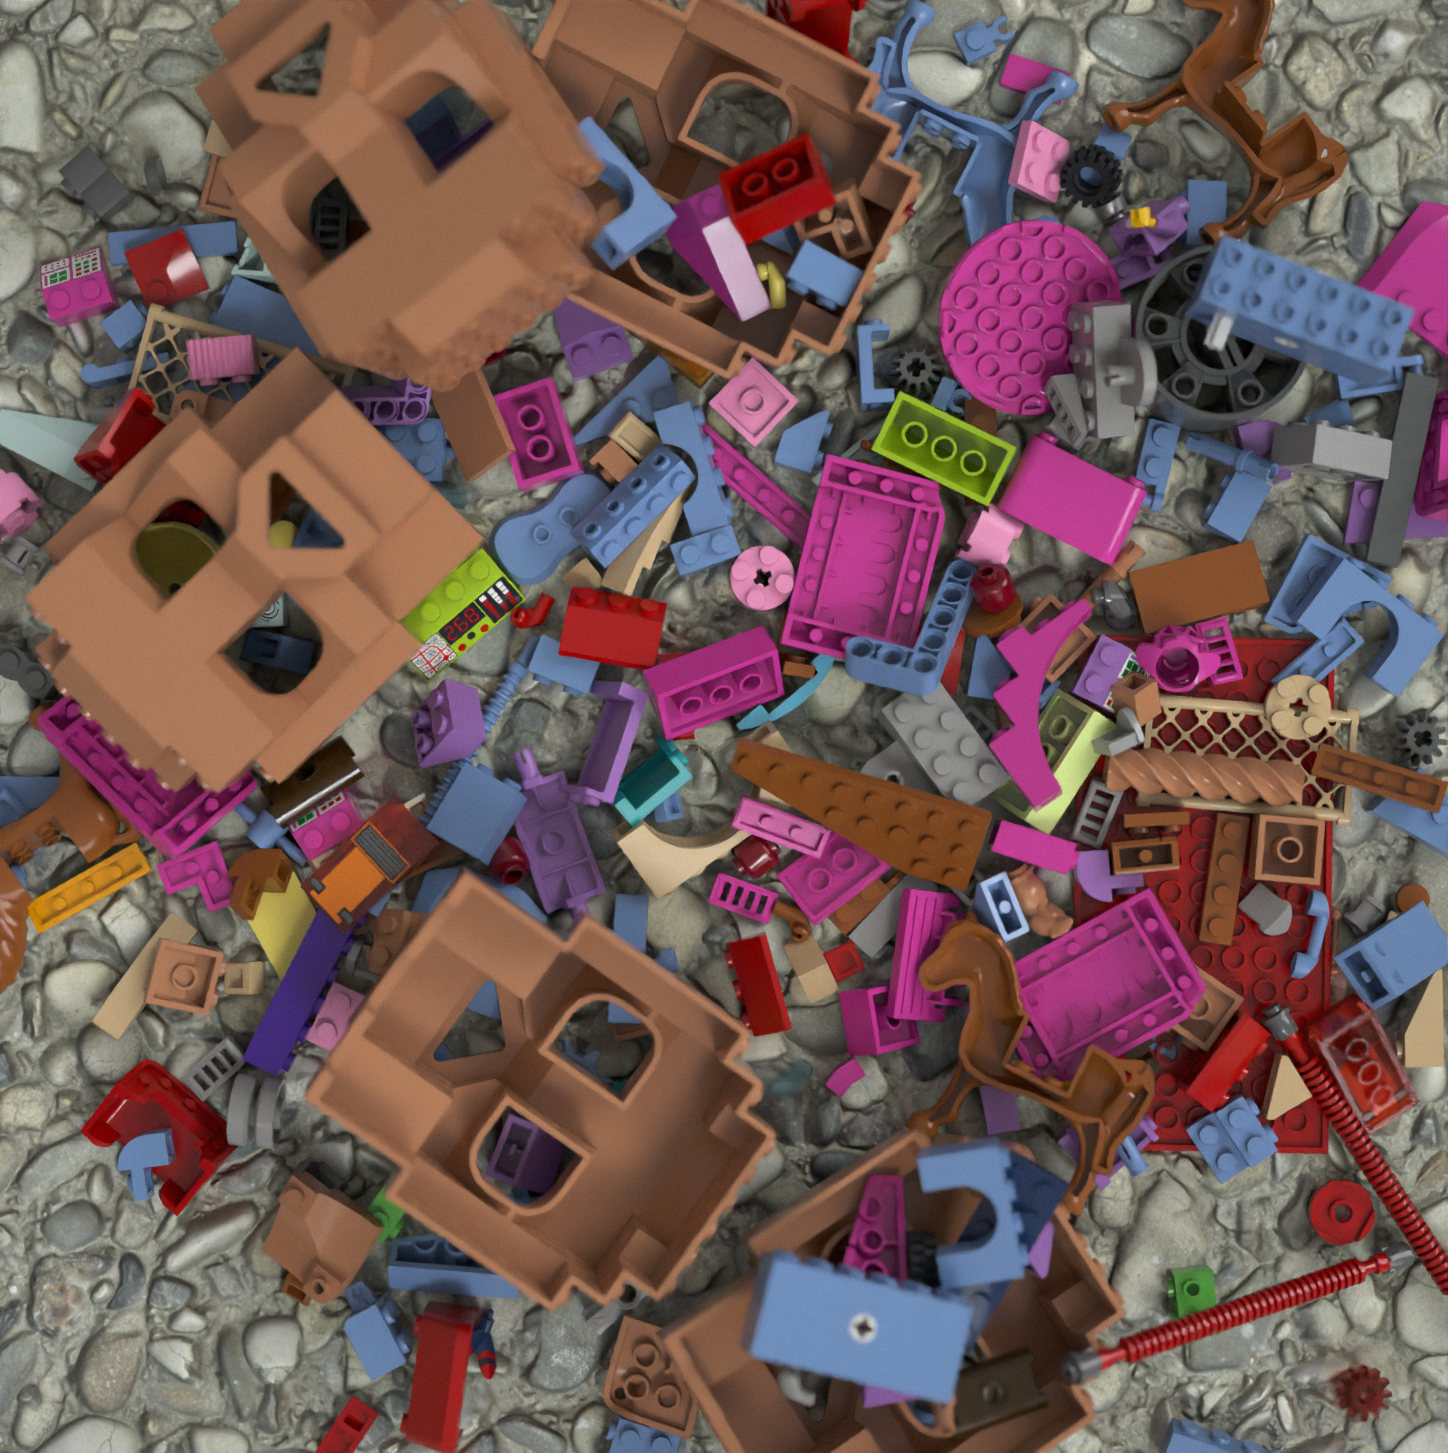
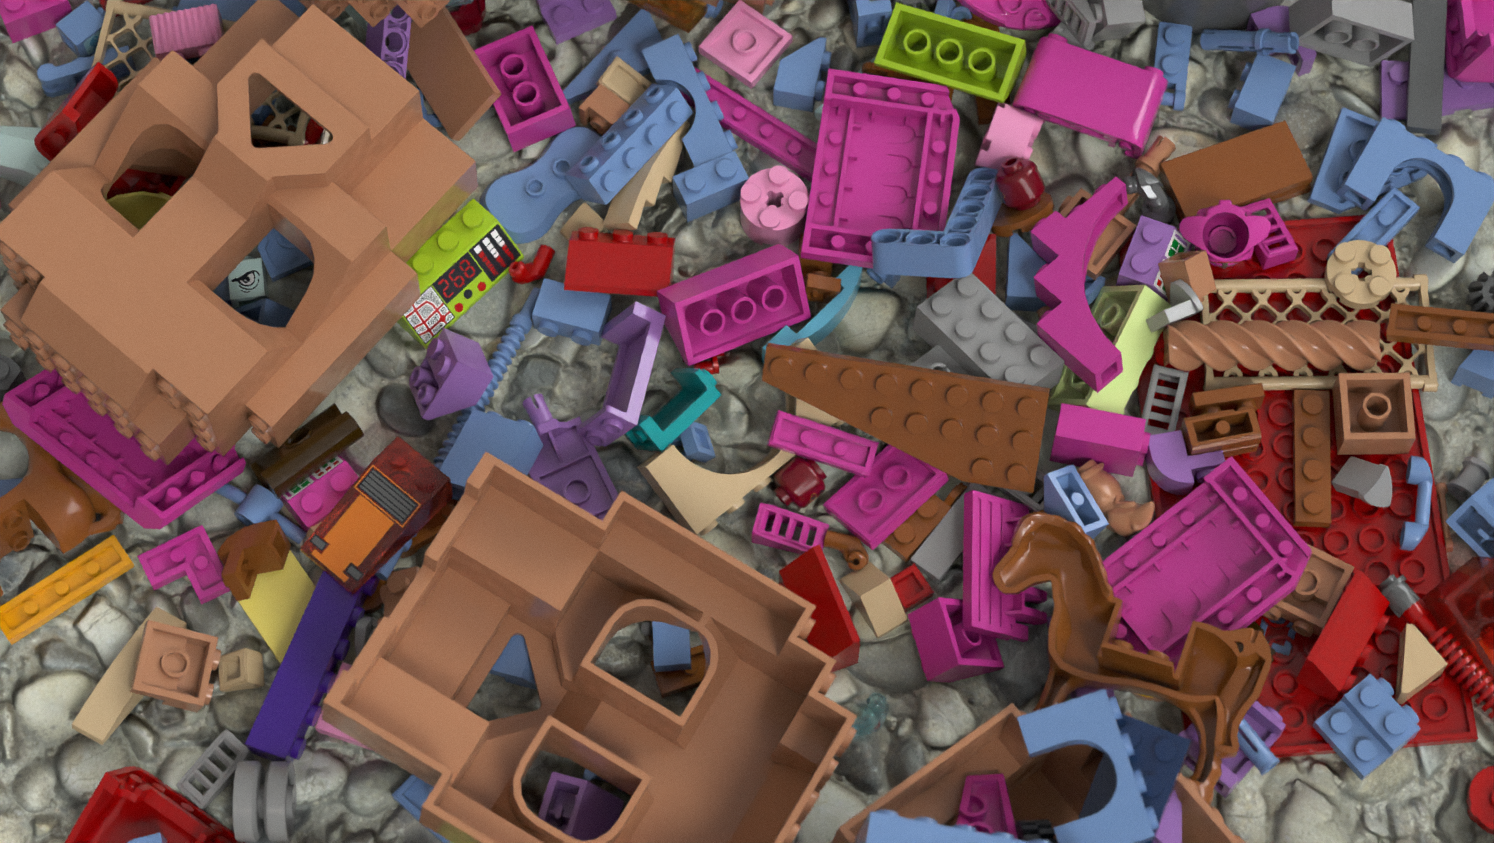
camera: 10 degrees left, 20 degrees down
(844, 1075) = (925, 703): dark pink piece -> none

